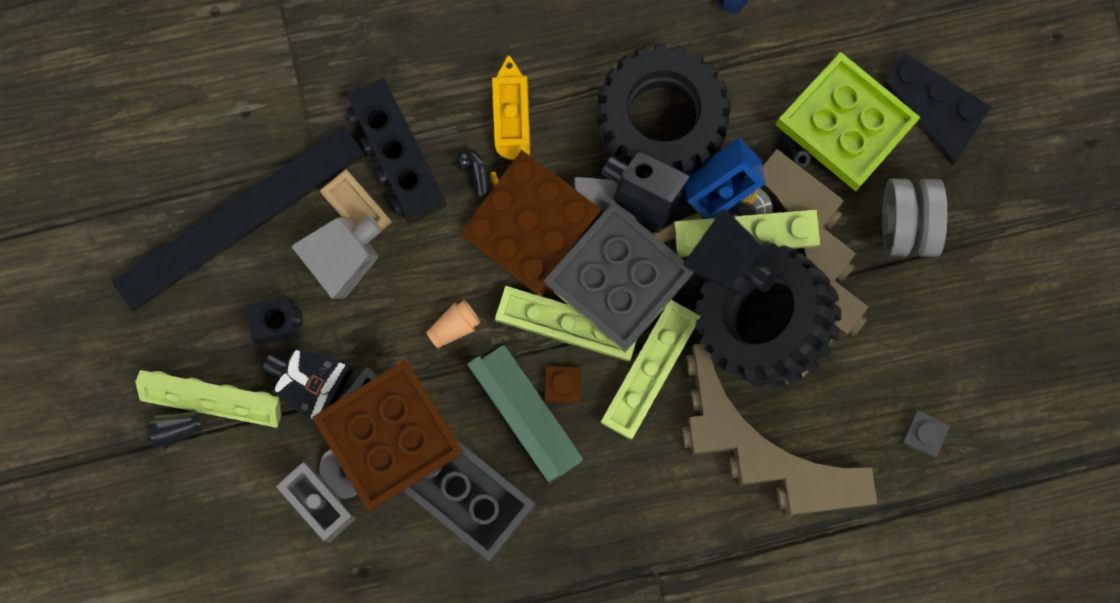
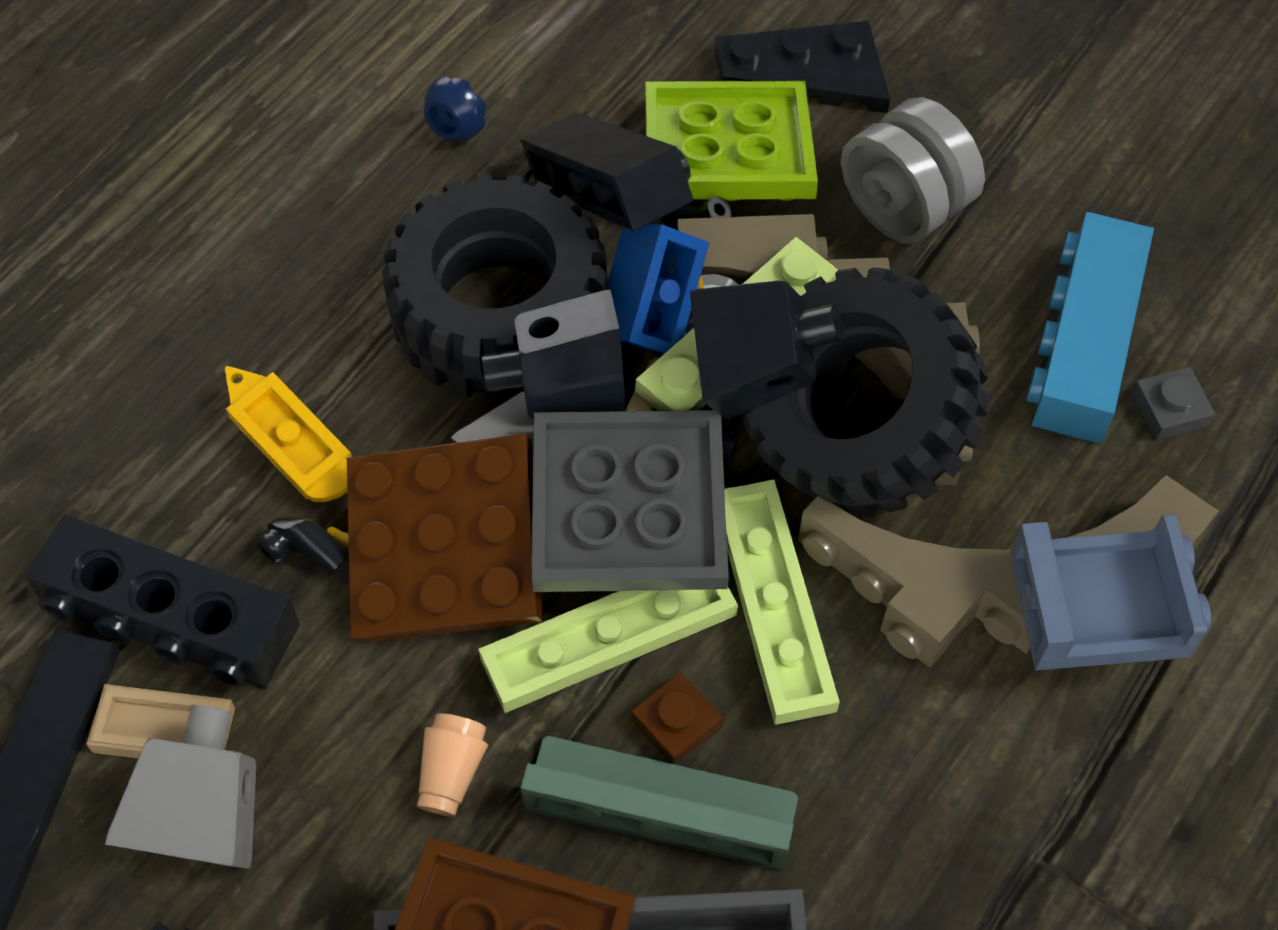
camera: 45 degrees left, 20 degrees down
(761, 99) = (609, 169): none -> black brick
(782, 497) = (1109, 596): none -> sand blue panel
(924, 366) = (1092, 328): none -> dark azure brick

